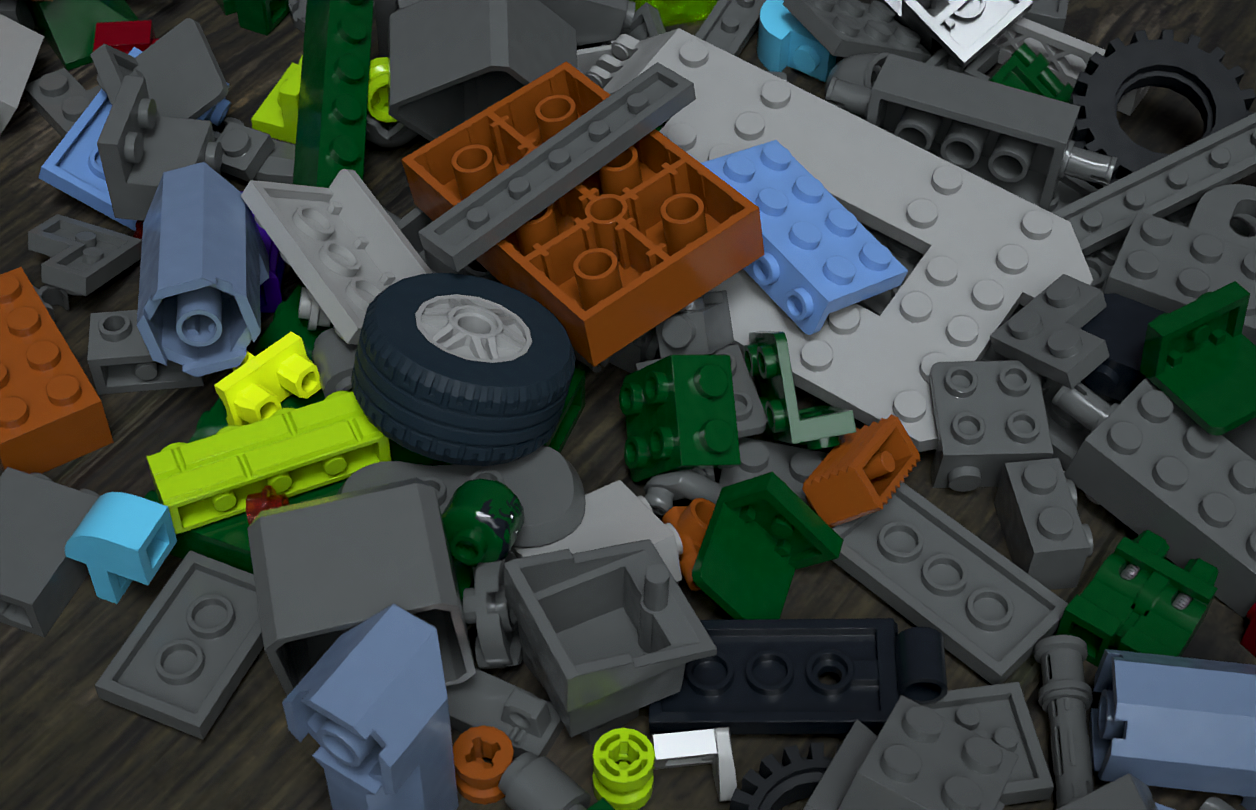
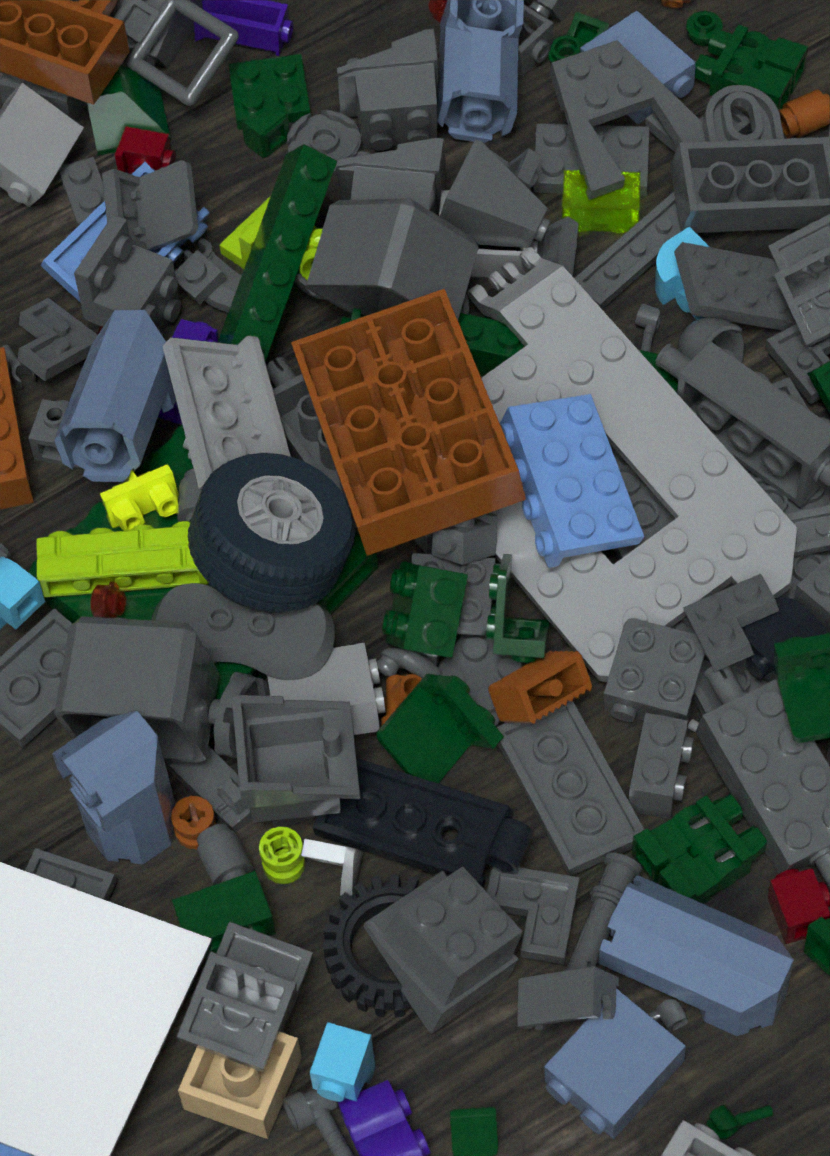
camera: 25 degrees right, 10 degrees up
(482, 521) = (240, 655): dark green head -> none
(556, 167) = (392, 389): dark grey plate -> none

